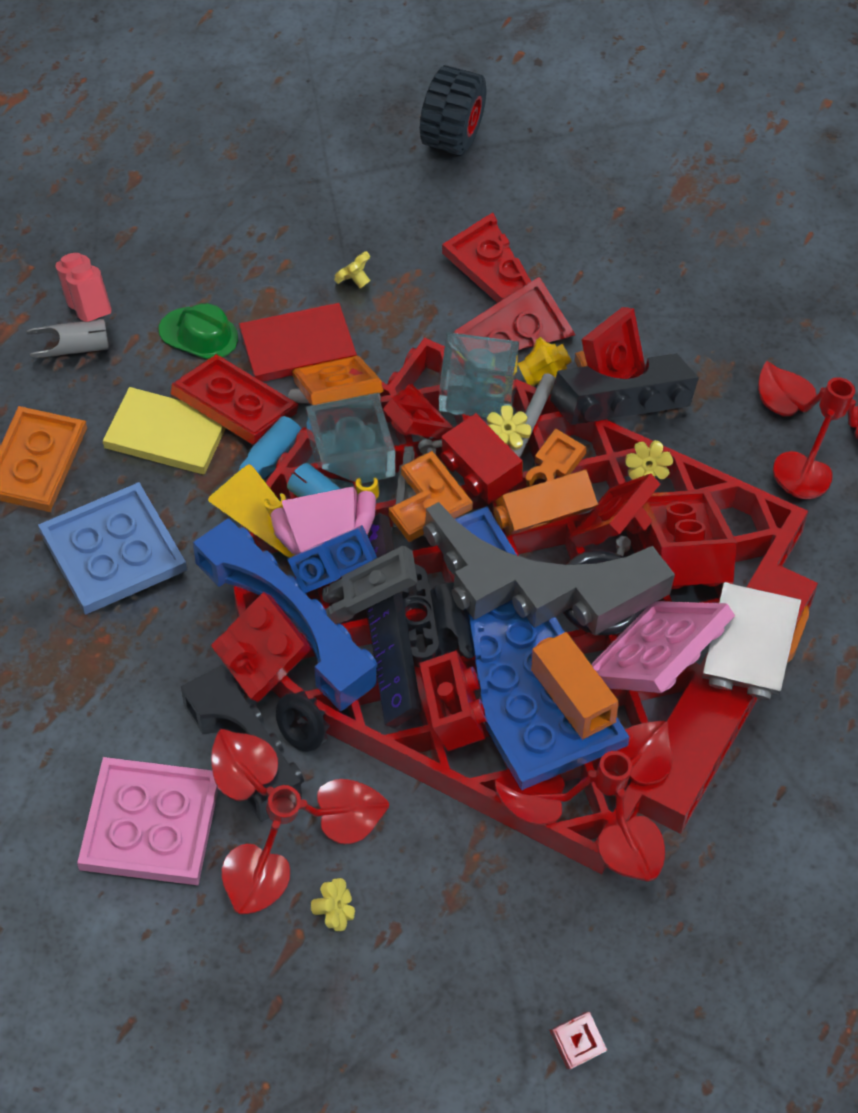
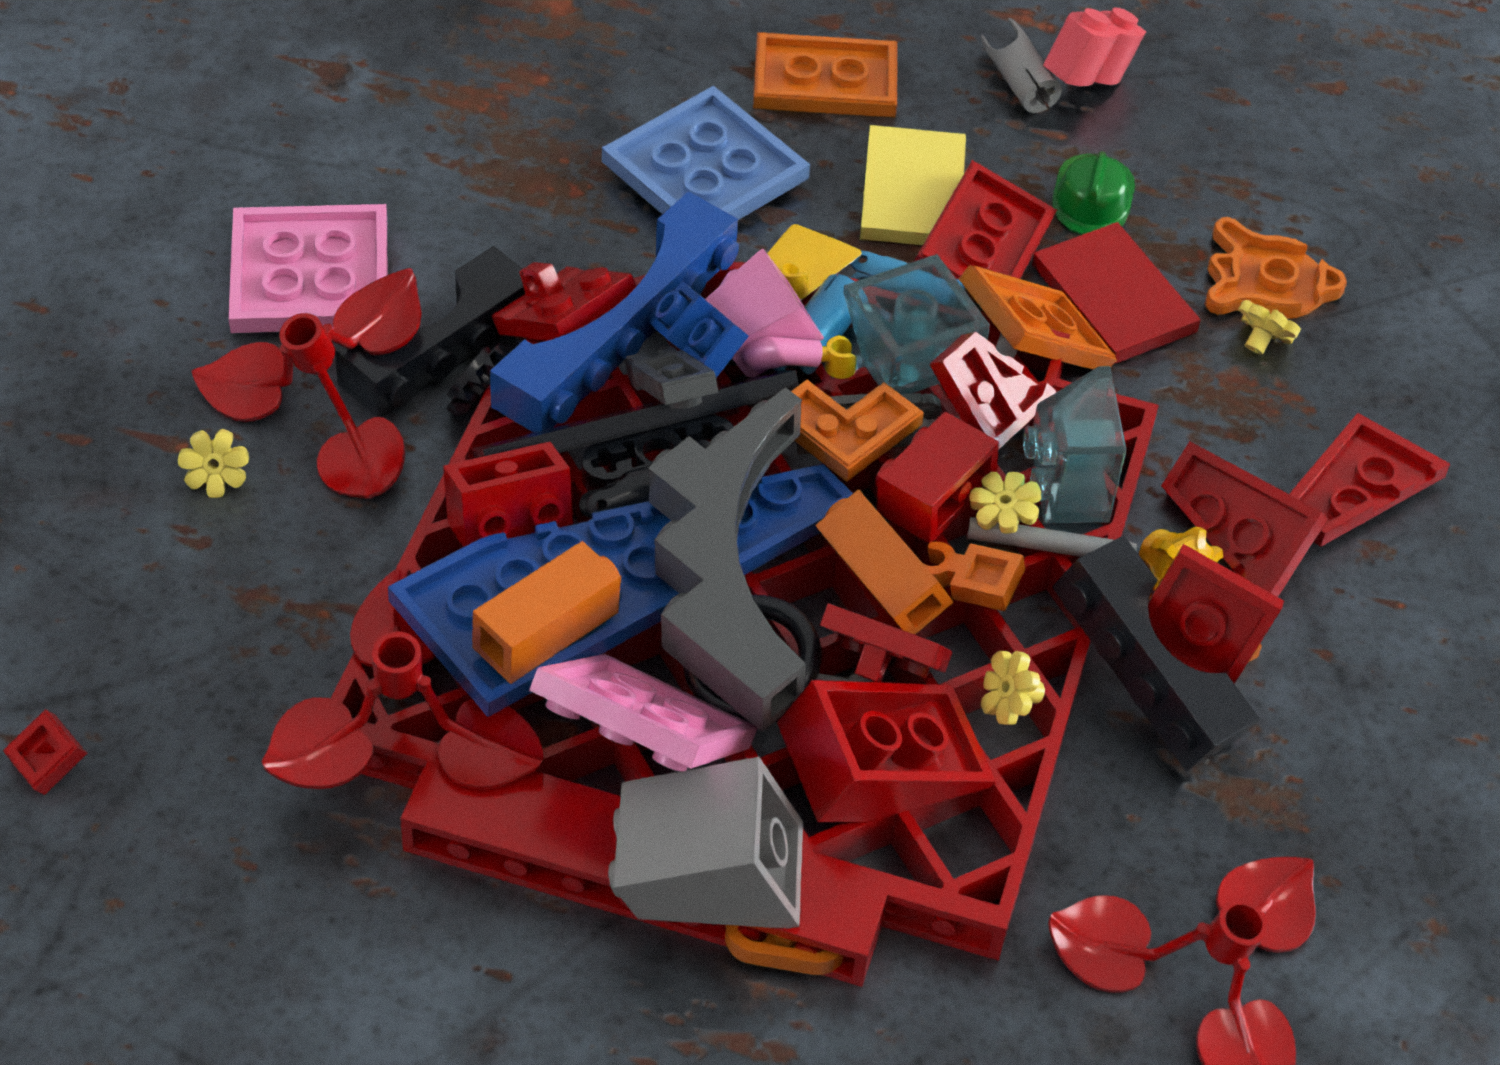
camera: 75 degrees right, 5 degrees down
(302, 259) = (1268, 273): none -> orange tile

